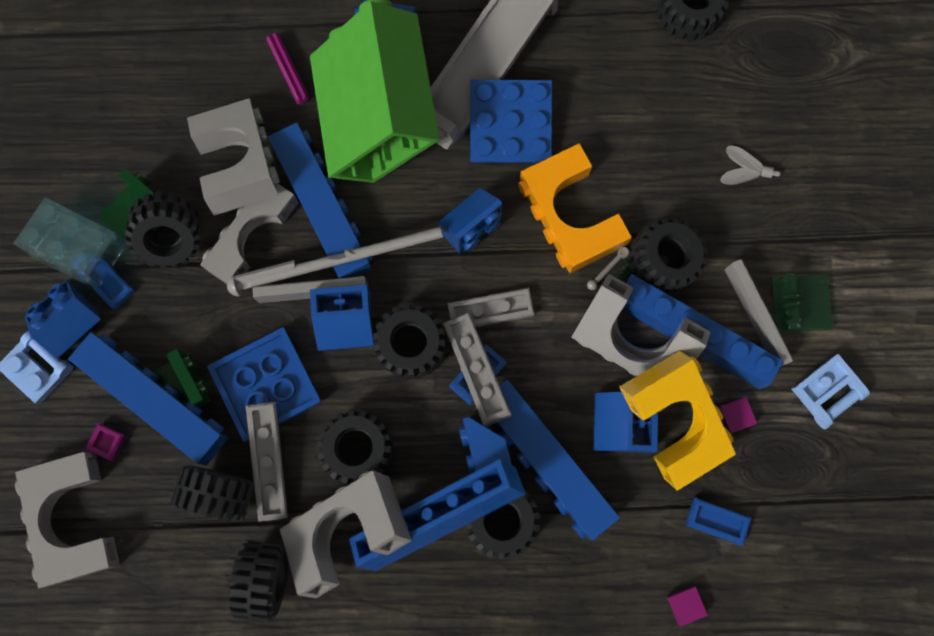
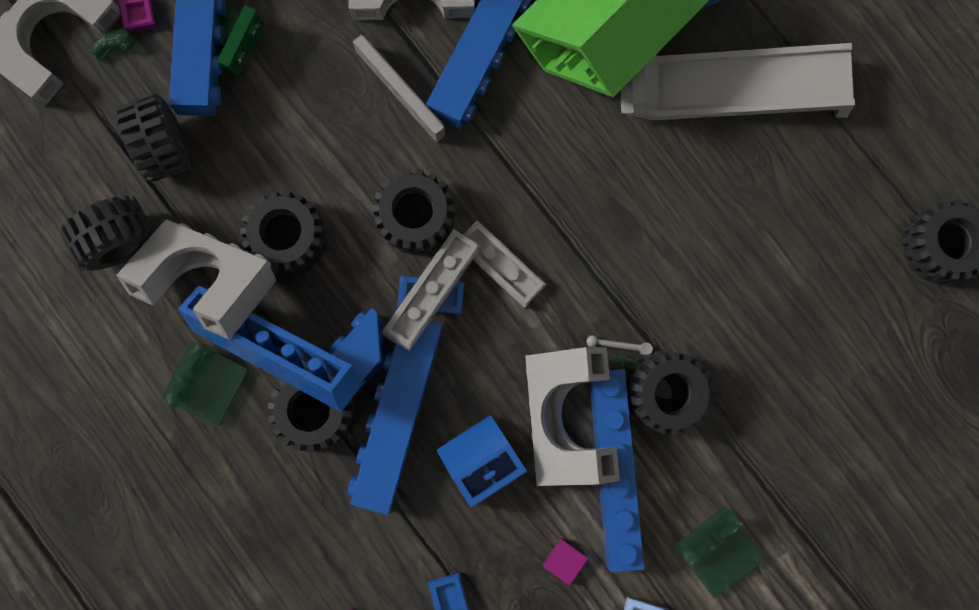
camera: 50 degrees right, 5 degrees up
(109, 477) = (109, 40): none -> clear green arm
(263, 374) = (285, 111): blue plate -> none
(267, 461) = (218, 164): light grey tile -> none
(289, 269) = (357, 20): light grey bar -> none
(342, 317) = (393, 134): blue slope -> none
(423, 589) = (204, 383): none -> clear green hinge
(471, 220) = (569, 185): blue slope -> none
(510, 121) = (695, 152): blue plate -> none
(574, 245) = (654, 227): light orange arch -> none
(707, 440) = (547, 481): yellow arch -> none
(750, 168) = (820, 414): light grey piece -> none
(757, 311) = (677, 516): light grey tile -> none

